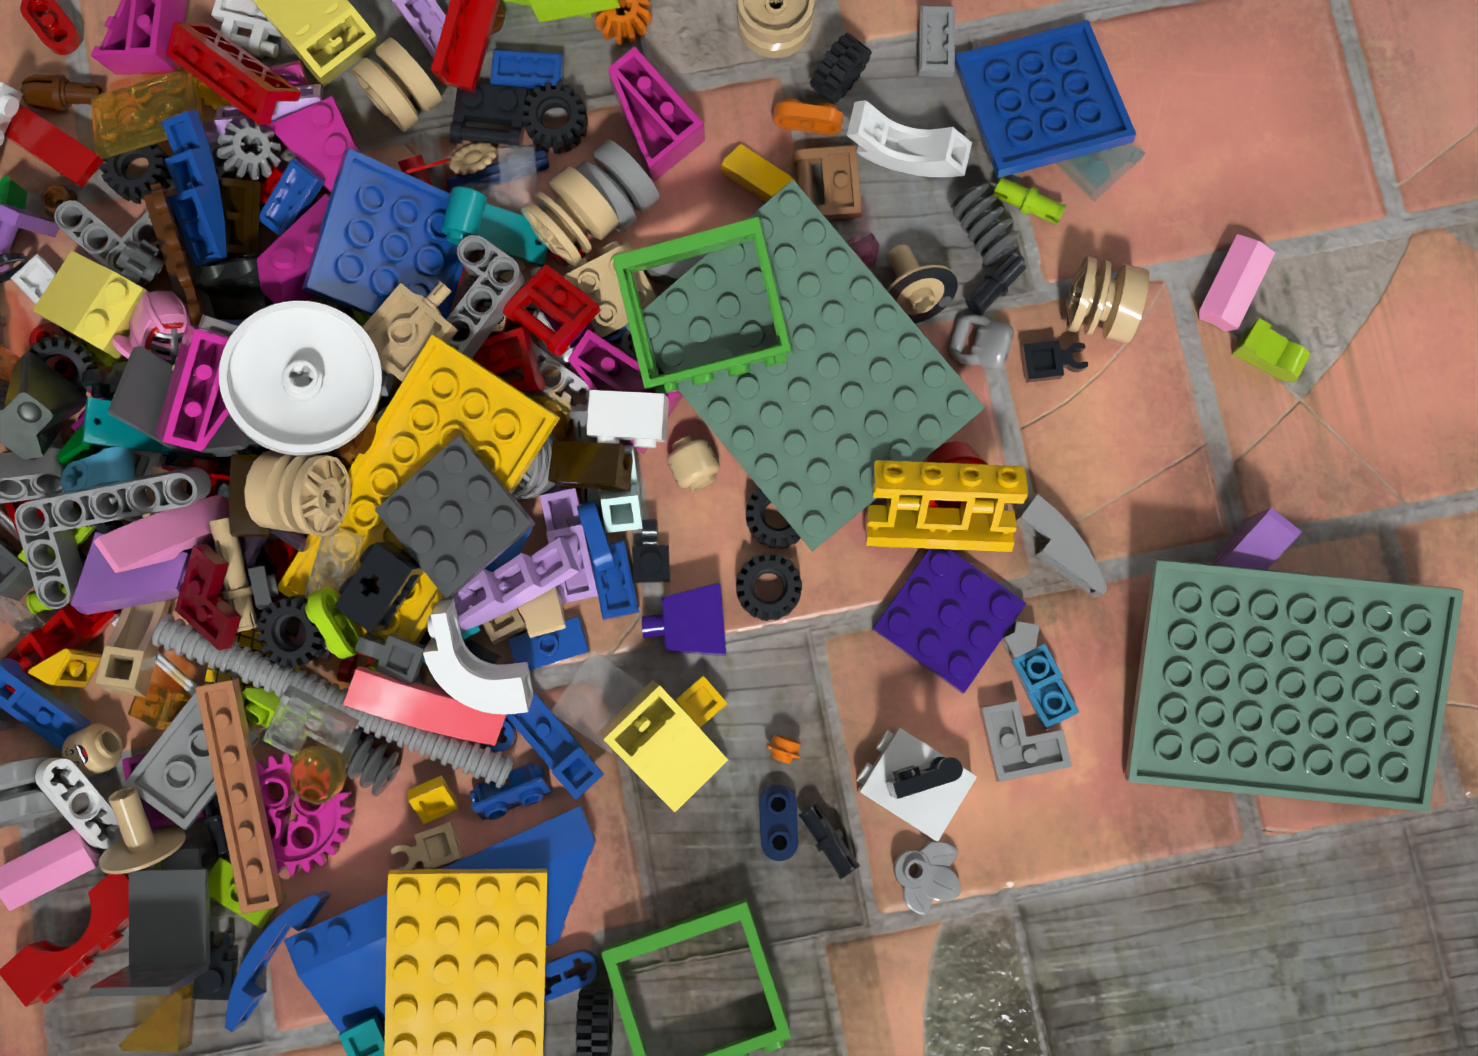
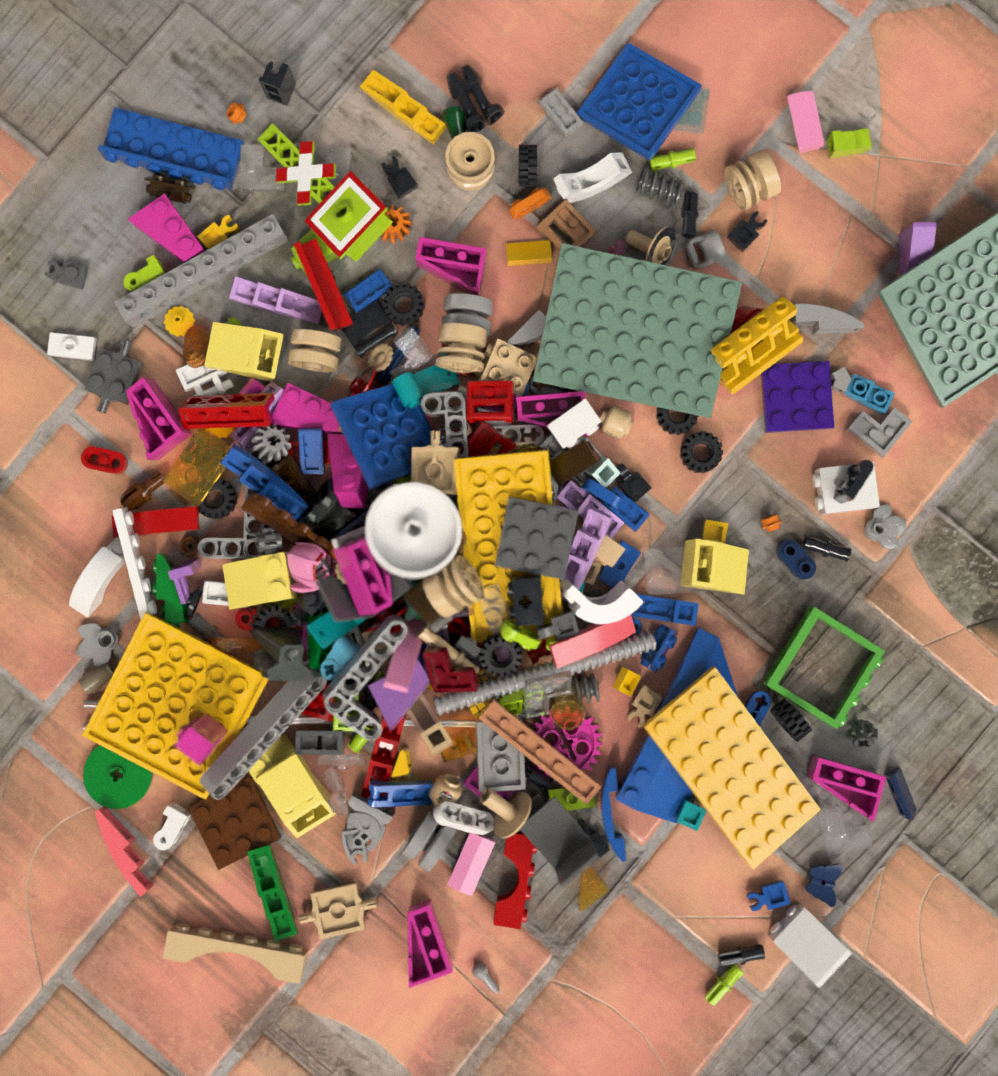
camera: 40 degrees left, 5 degrees up
(684, 248) = (606, 357): bright green window -> none
(690, 622) = (679, 498): dark purple torso -> none

